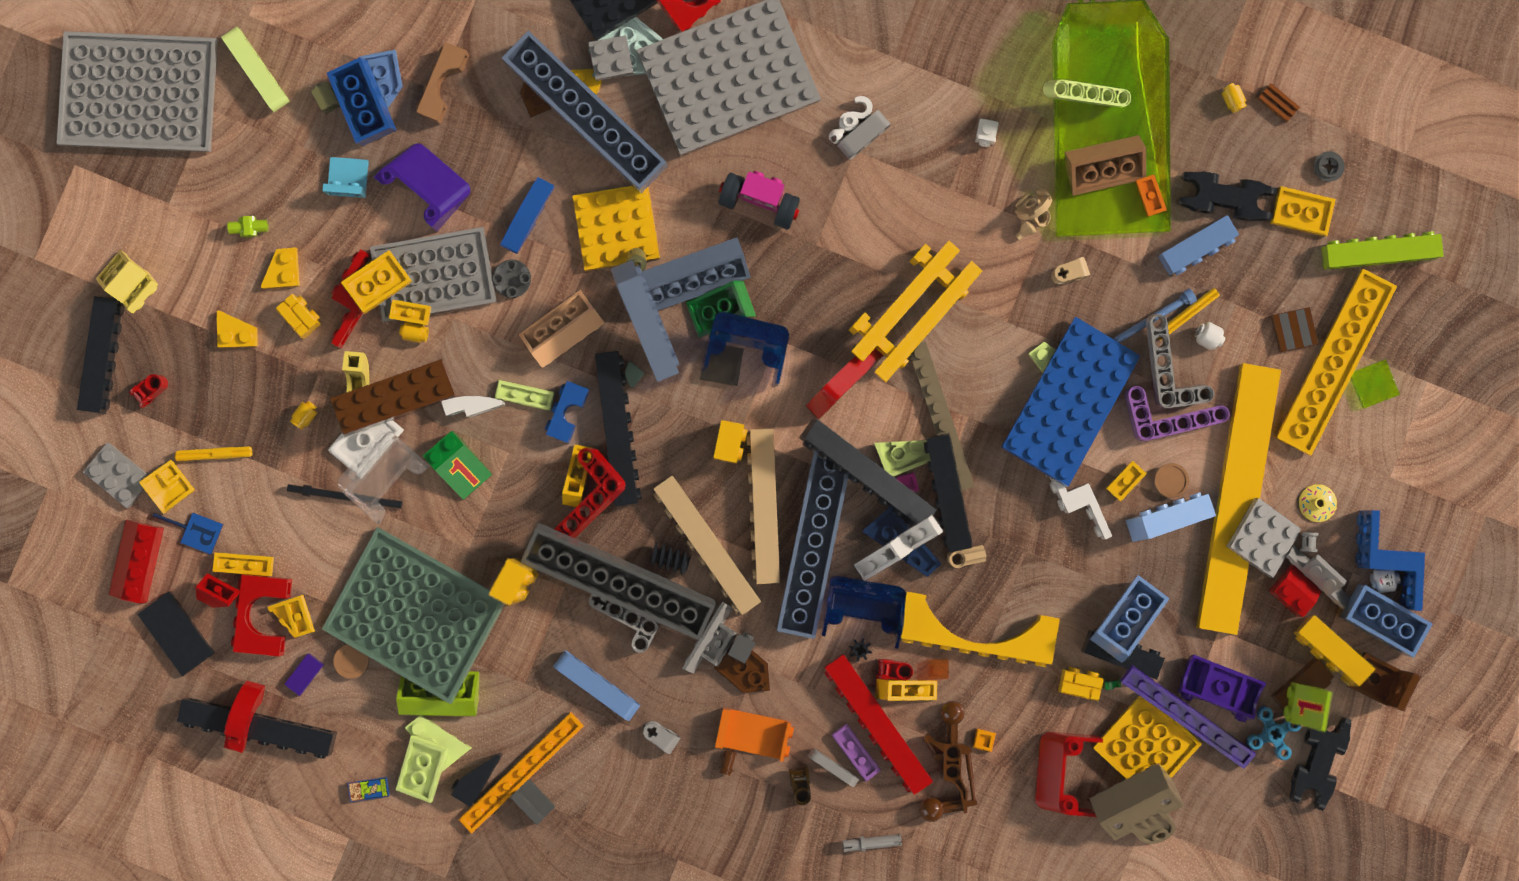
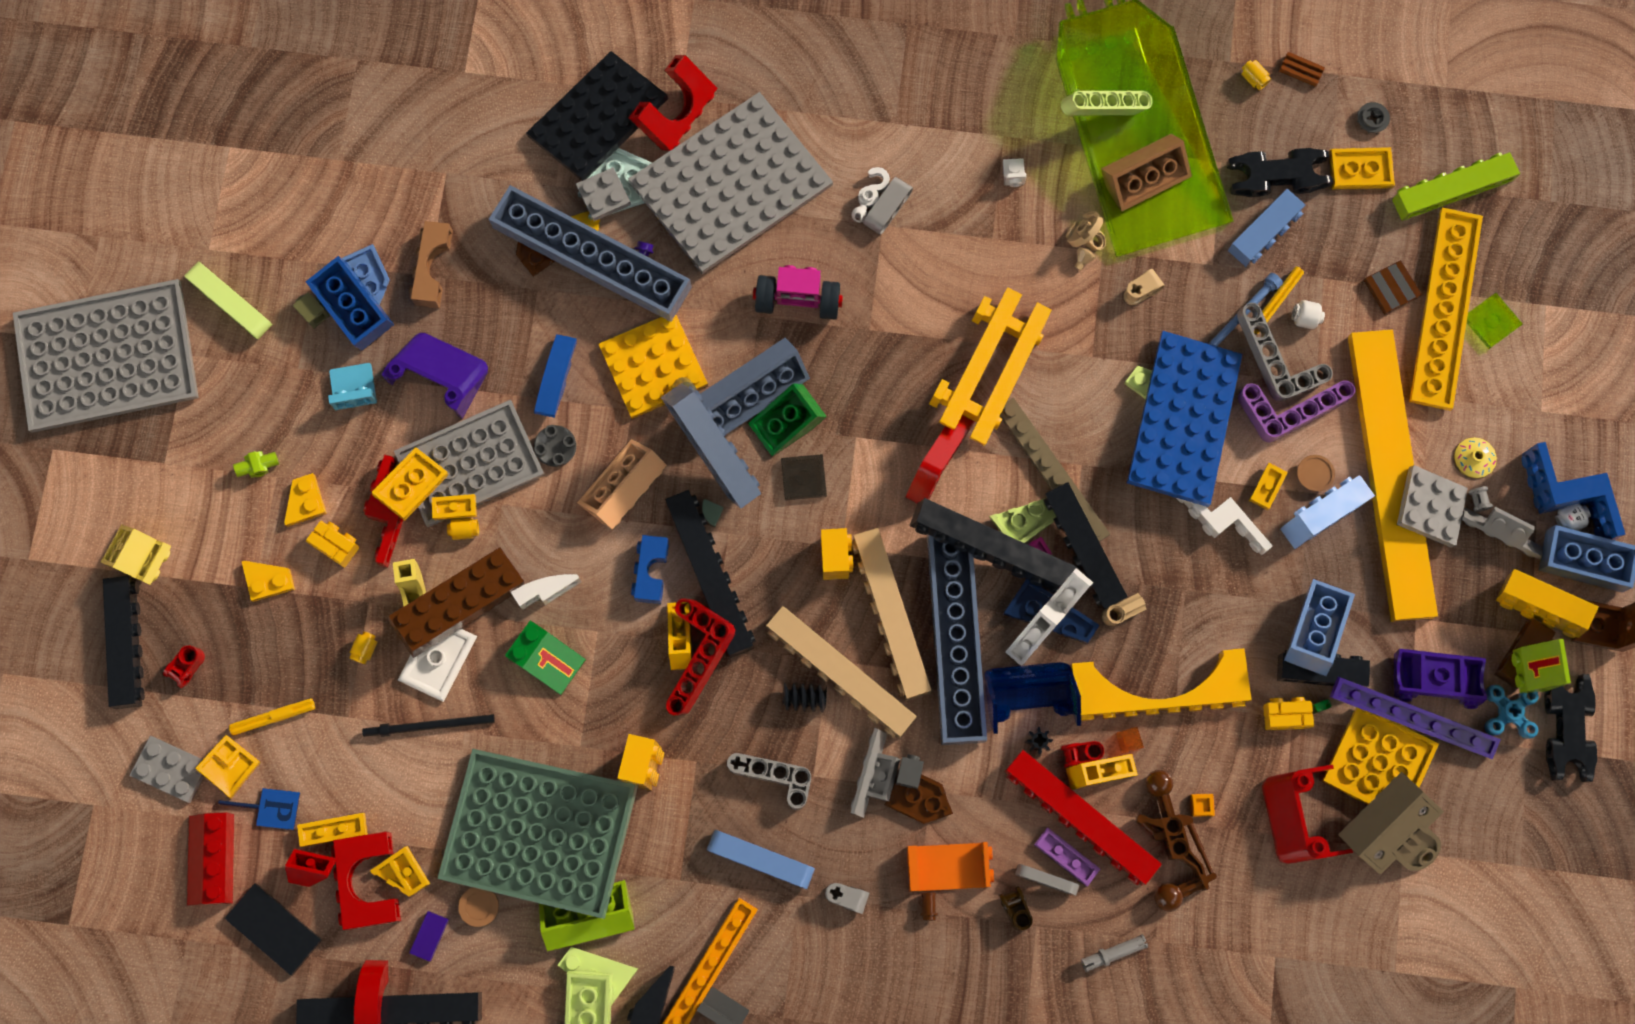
camera: 15 degrees left, 10 degrees down
(377, 470) = (458, 686): clear windscreen -> none
(524, 395) = (600, 564): yellowish green tile -> none
(618, 581) = (755, 734): dark grey brick -> none
(635, 117) = (644, 248): none -> dark purple plate
(749, 333) = (826, 434): clear blue windscreen -> none
(1150, 195) = (1202, 190): orange plate -> none
(1295, 591) = (1484, 555): red slope -> none

